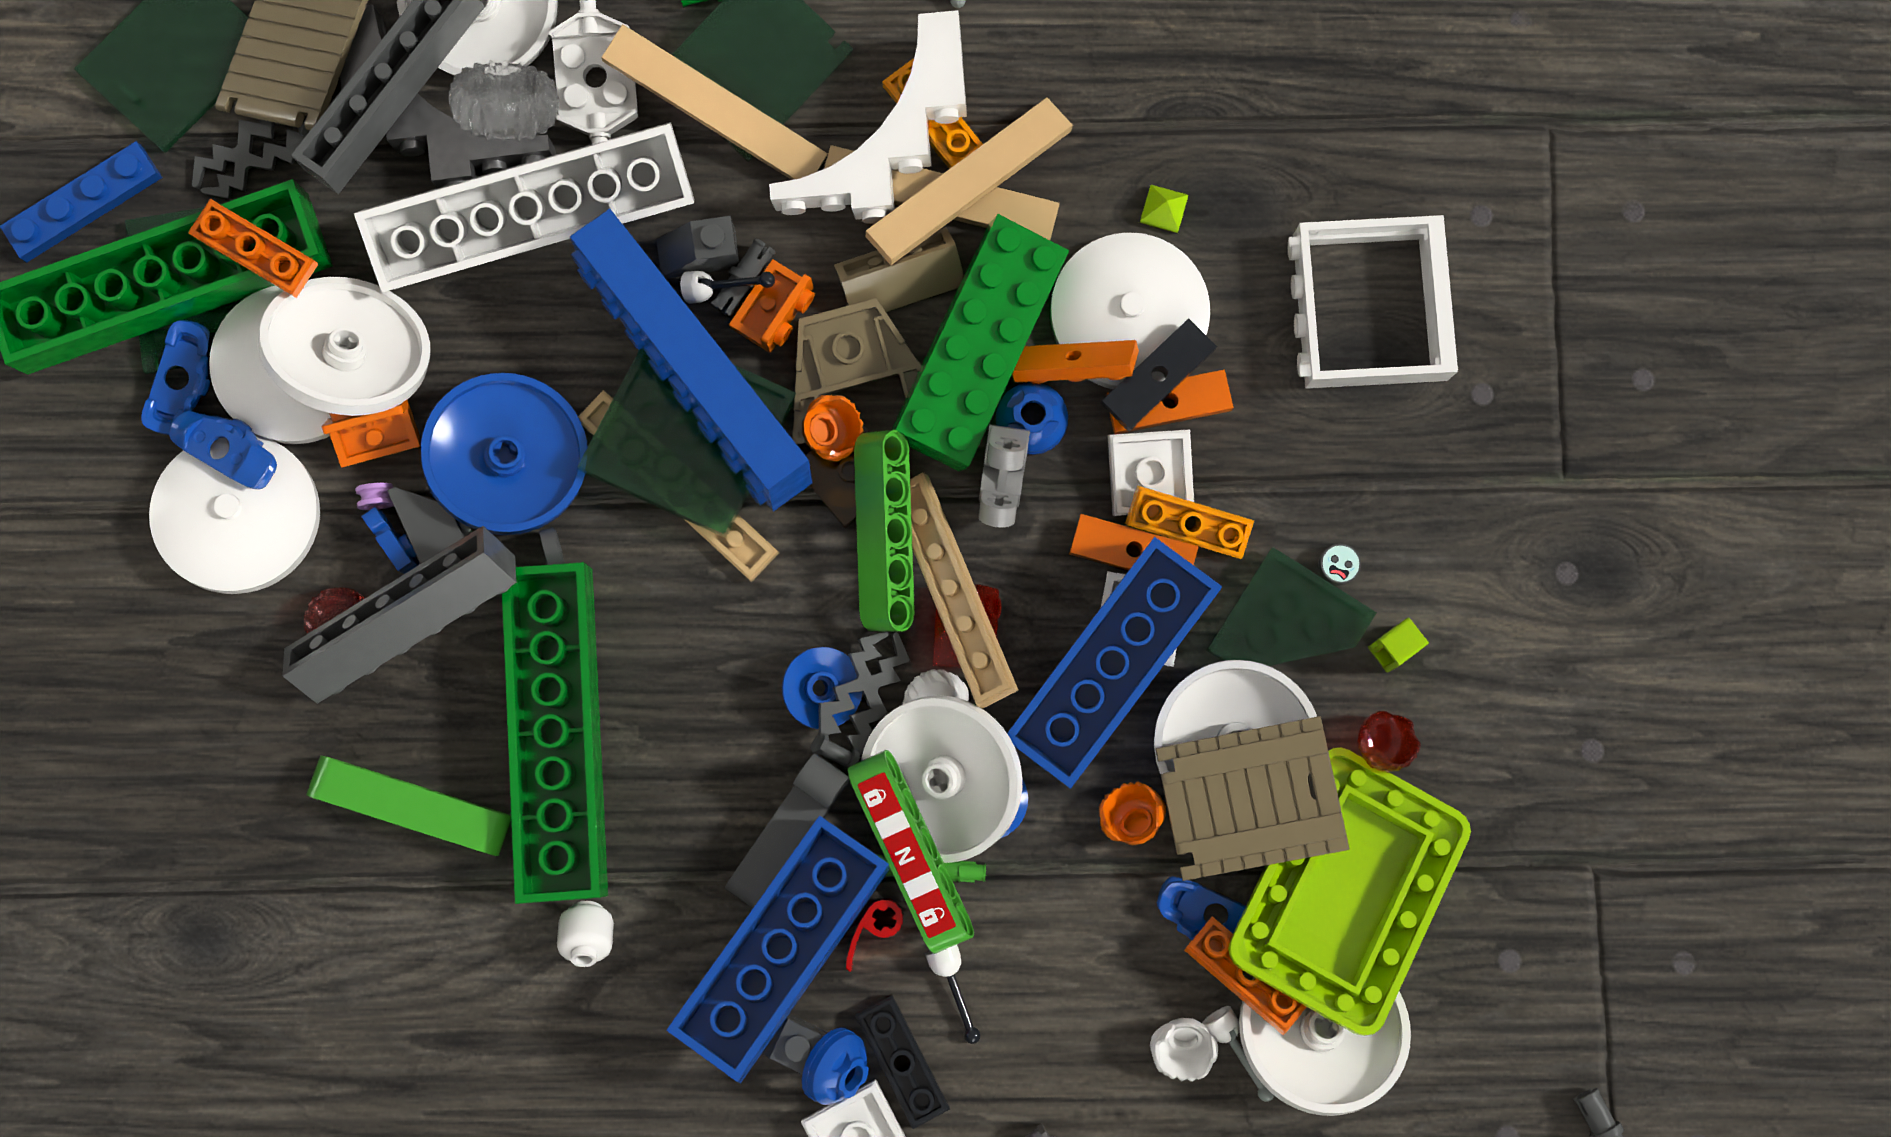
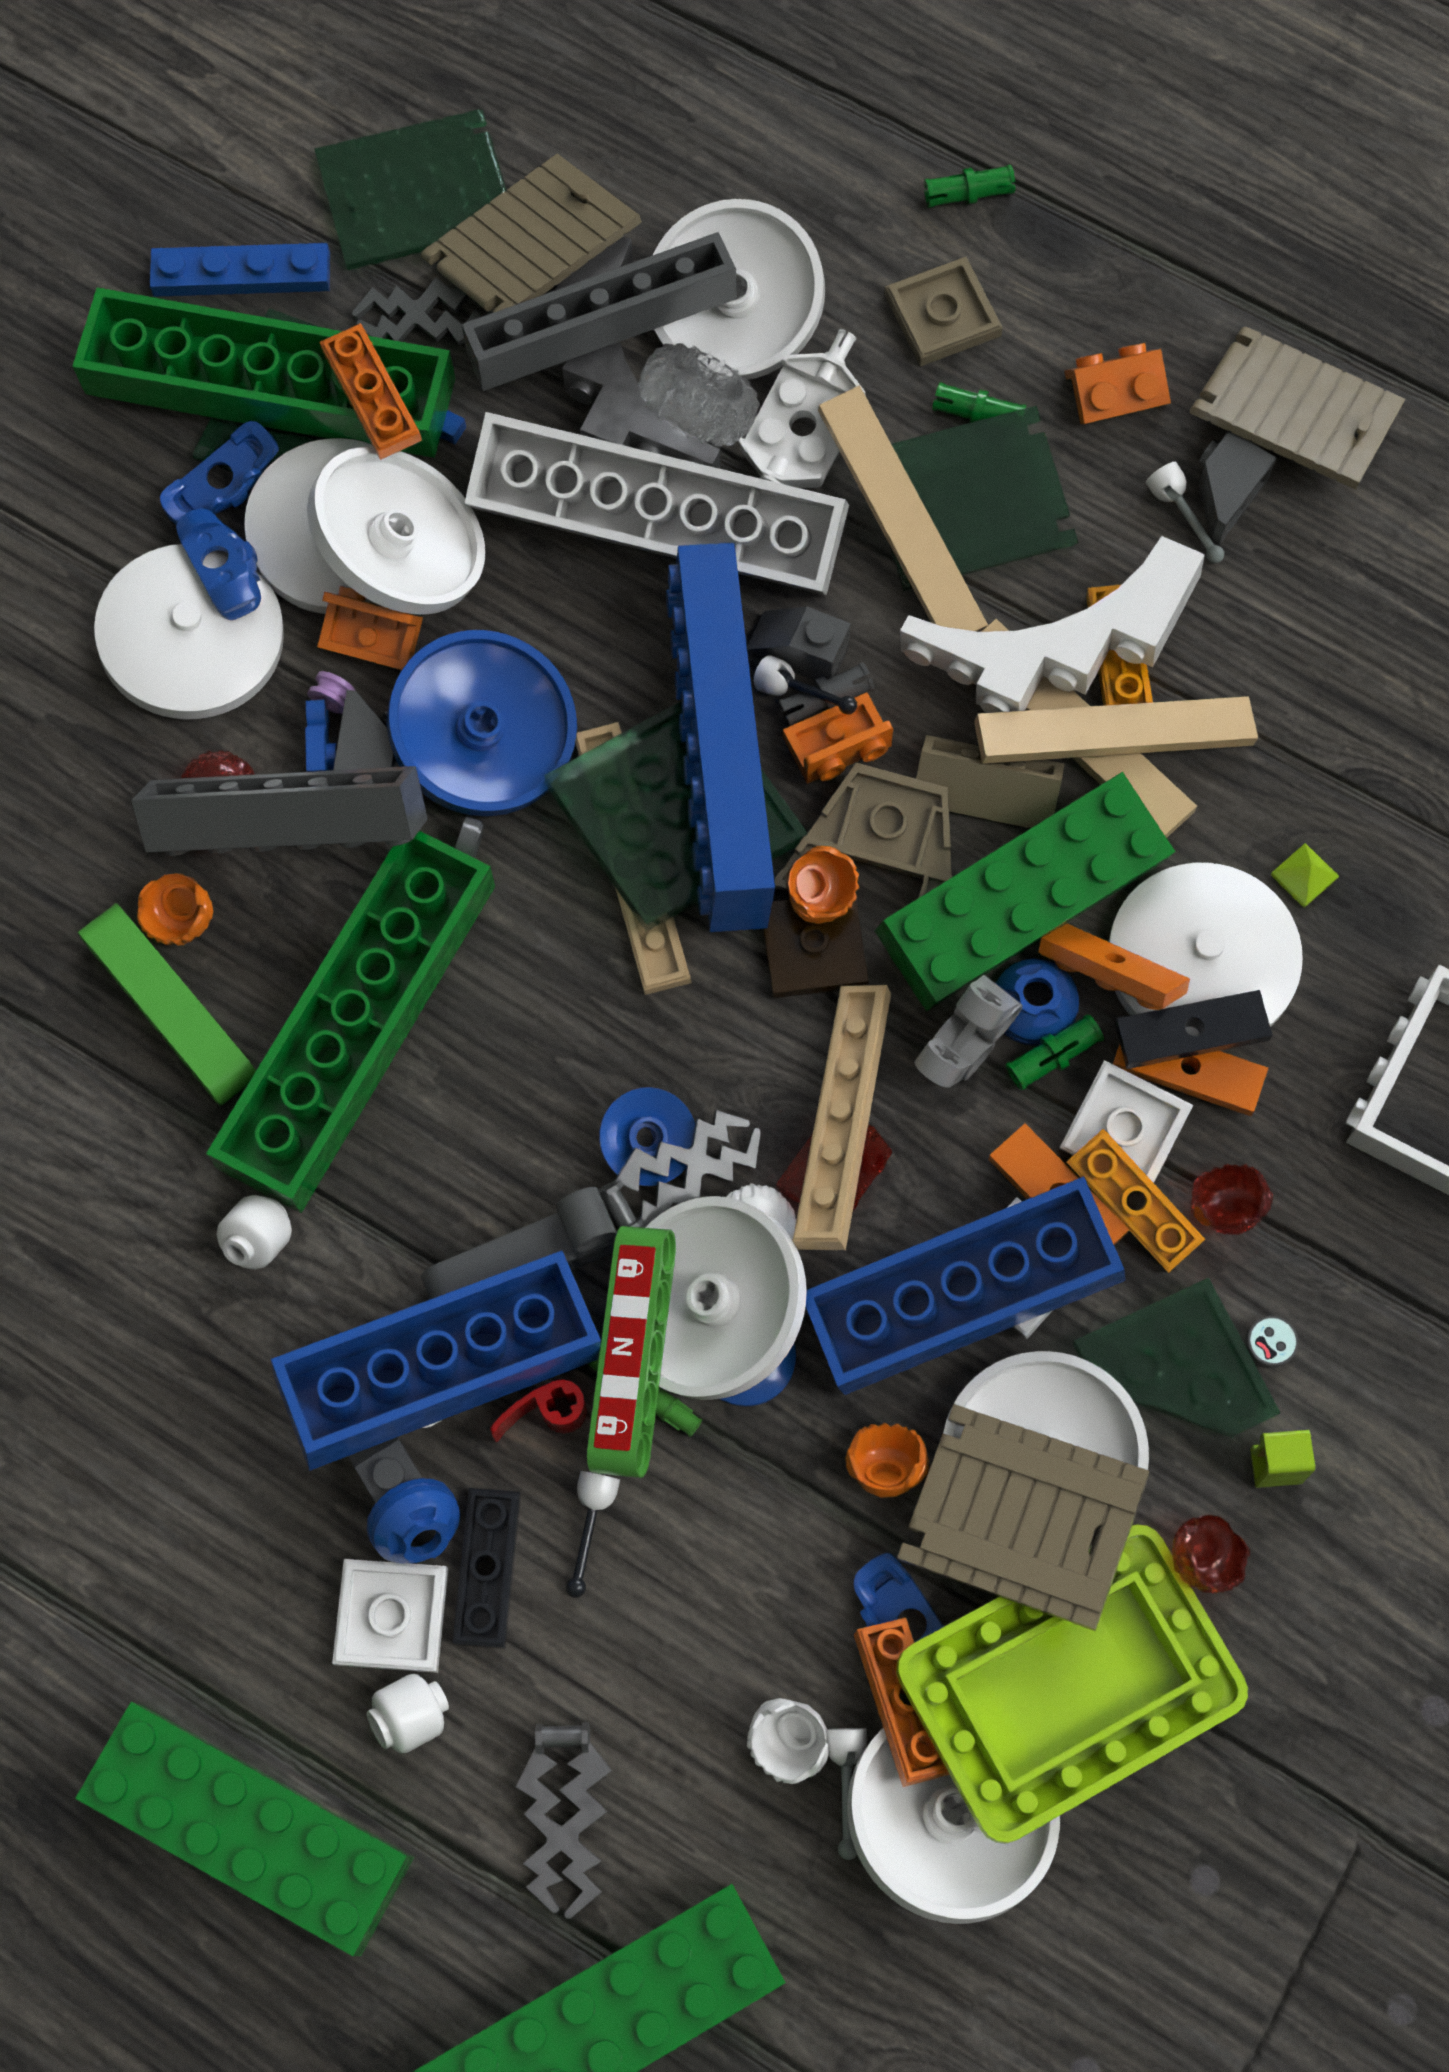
camera: 35 degrees right, 10 degrees down
(330, 232) = (453, 427): none -> blue piece
(367, 733) = (174, 909): none -> orange hair
(884, 531) = (809, 1017): bright green beam -> none
(1069, 447) = (1054, 1052): none -> green pin
(1254, 480) = (1231, 1199): none -> clear red hair

